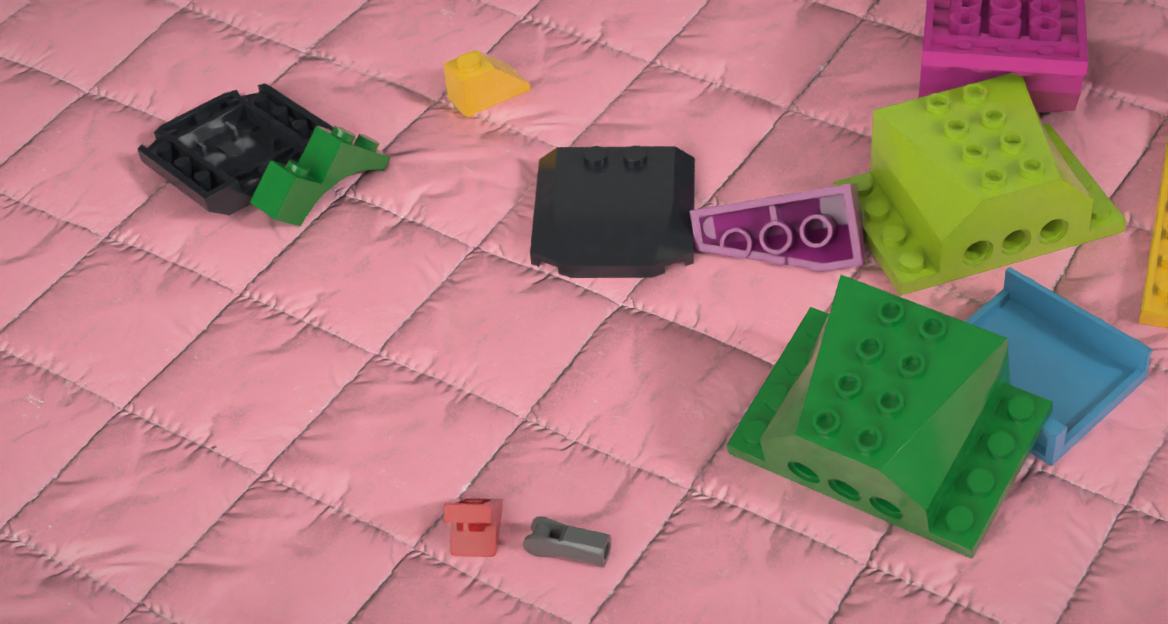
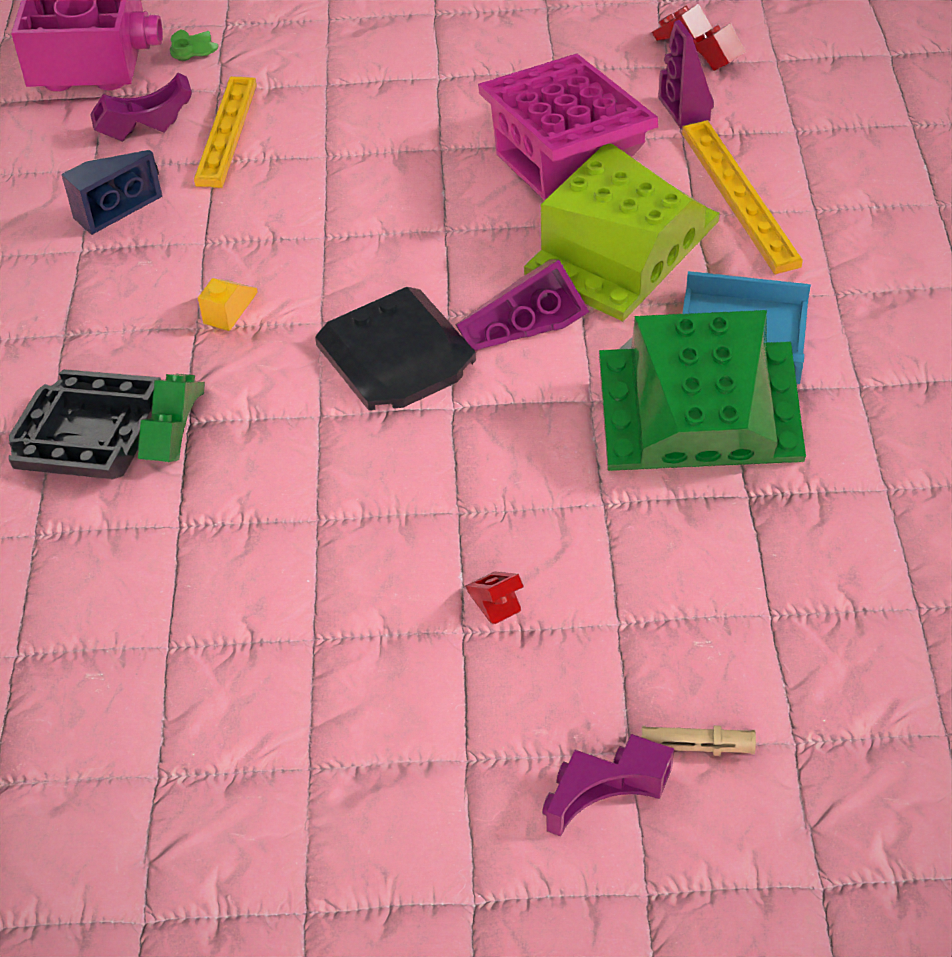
camera: 35 degrees left, 5 degrees up
(567, 542) = (560, 577): dark grey bar -> none

